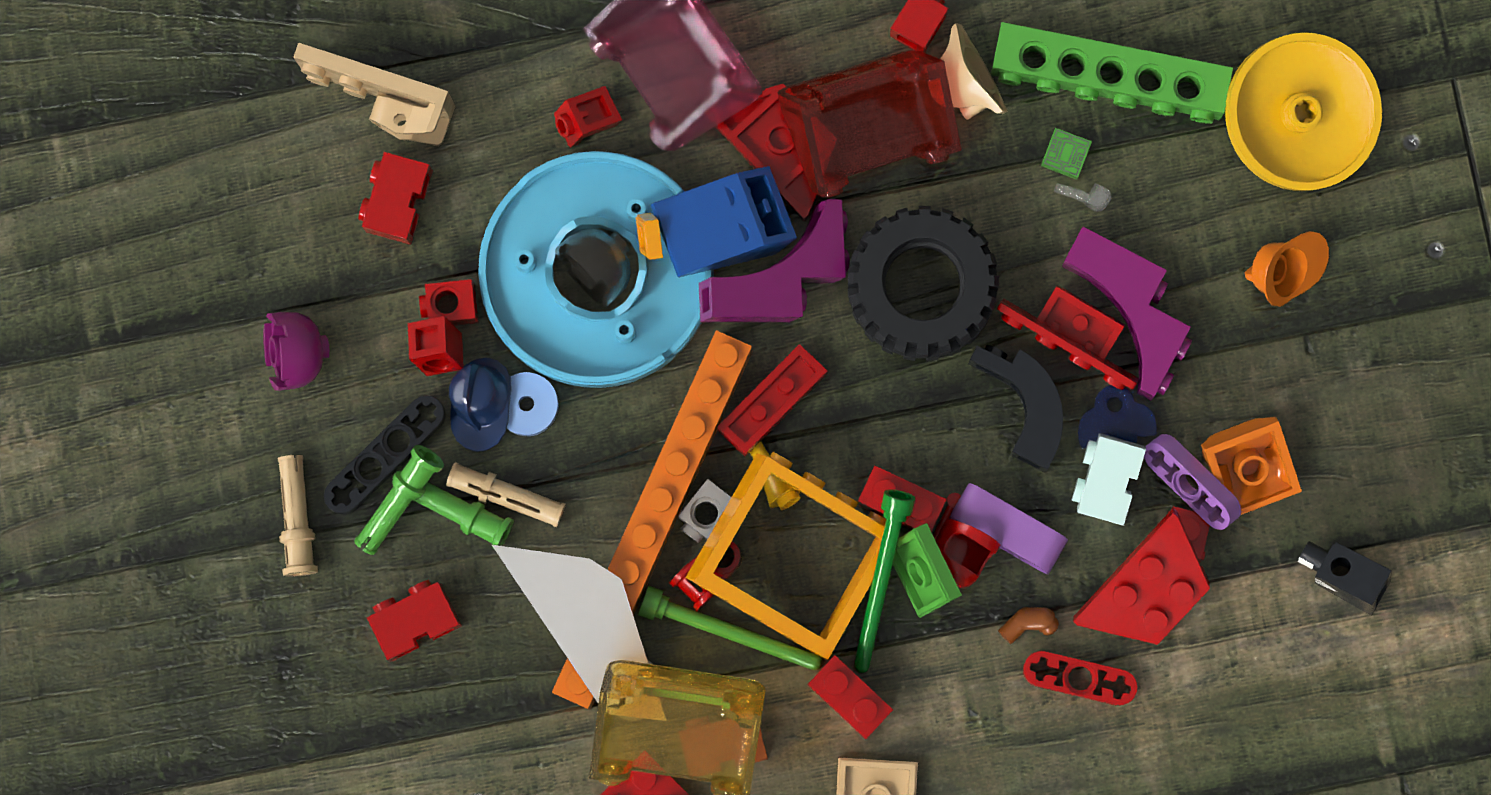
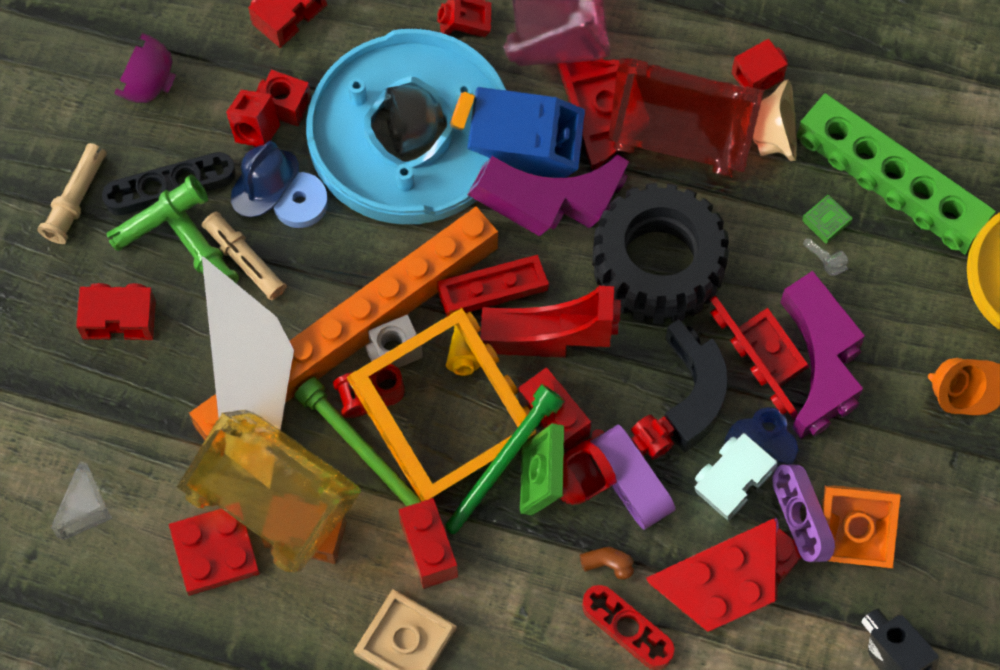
camera: 20 degrees right, 15 degrees down
(855, 419) = (551, 328): none -> red arch
(1009, 478) = (653, 436): none -> red gear

